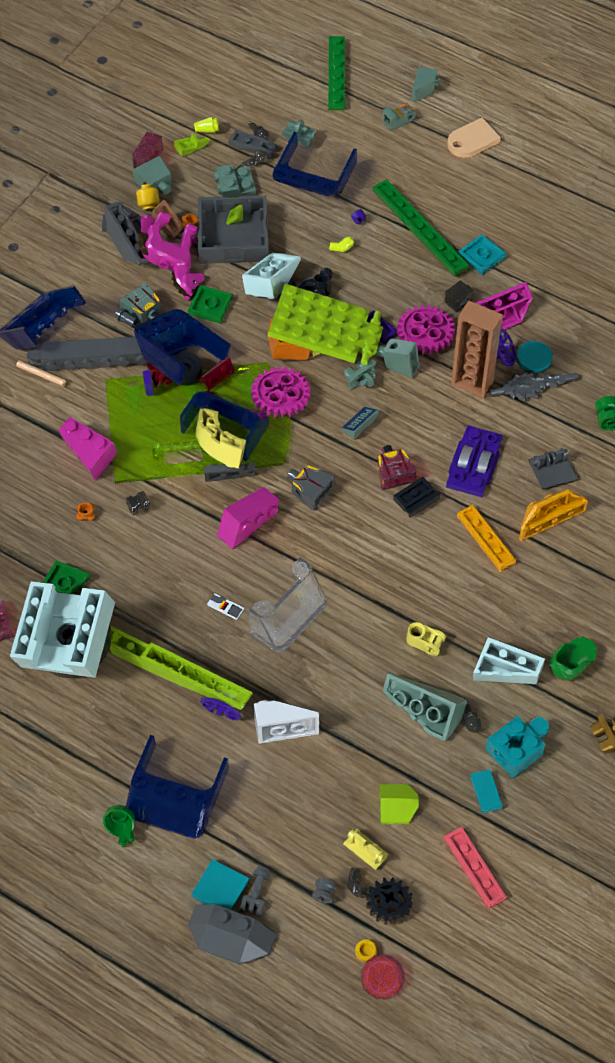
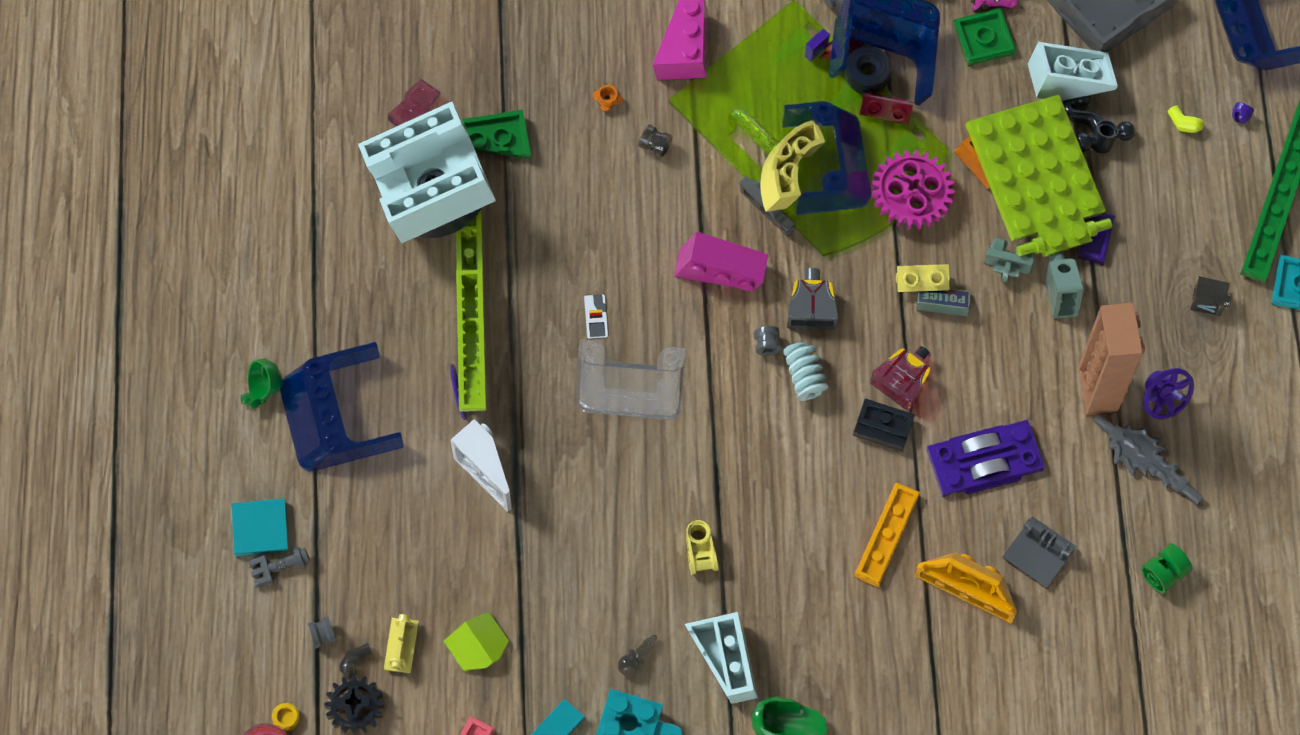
camera: 55 degrees right, 10 degrees up
(230, 934) = (211, 571): dark grey wedge -> none
(316, 522) = (767, 340): none -> dark grey wheel
(339, 421) = (922, 278): none -> light yellow hinge
(353, 514) = (804, 371): none -> light aqua piece
(427, 328) = (1151, 281): dark pink gear -> none
(431, 707) = (619, 608): sand green wedge -> none
(511, 303) = (1222, 353): dark pink wedge -> none
(534, 356) = (1190, 435): teal tile -> none

